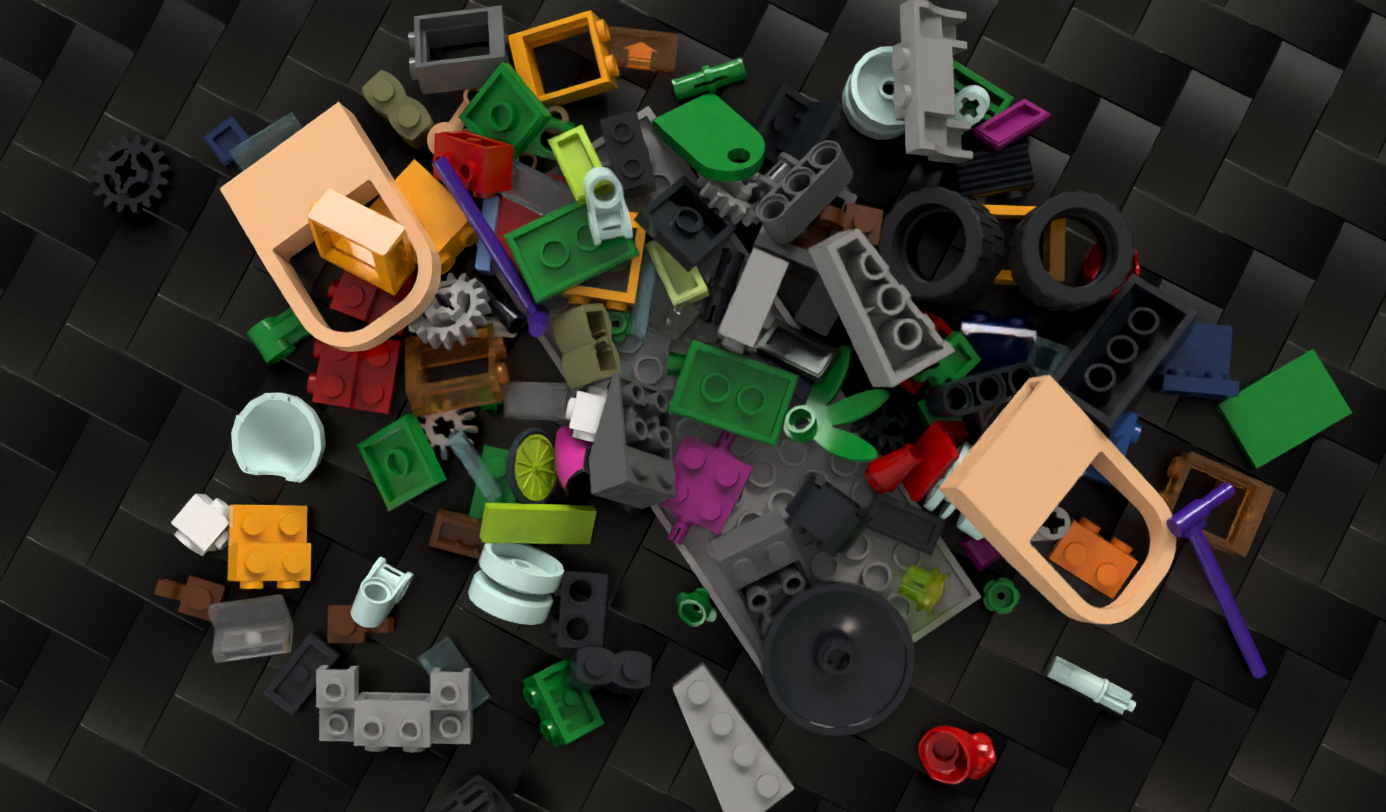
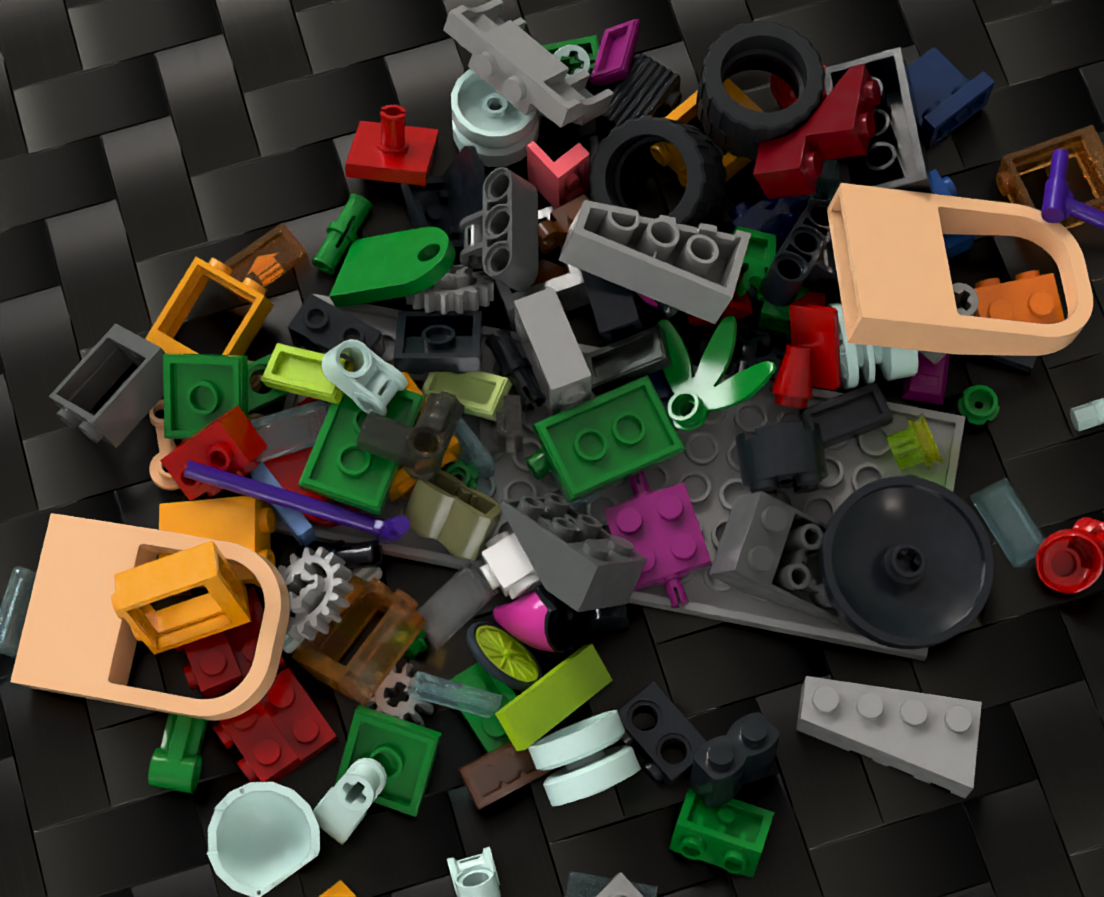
camera: 45 degrees left, 15 degrees down
(355, 463) = (348, 801): none -> light aqua piece
(396, 107) = (96, 482): olive brick -> none
(618, 284) = (402, 442): none -> clear smoke piece
(689, 613) = (755, 656): green plate -> none
(793, 54) = (392, 150): none -> red tile
(885, 185) = (561, 179): none -> coral panel
(941, 688) = (1009, 521): none -> clear light blue tile
(1089, 332) = (834, 131): none -> dark red arch
(1283, 409) = (1036, 71): green tile -> none

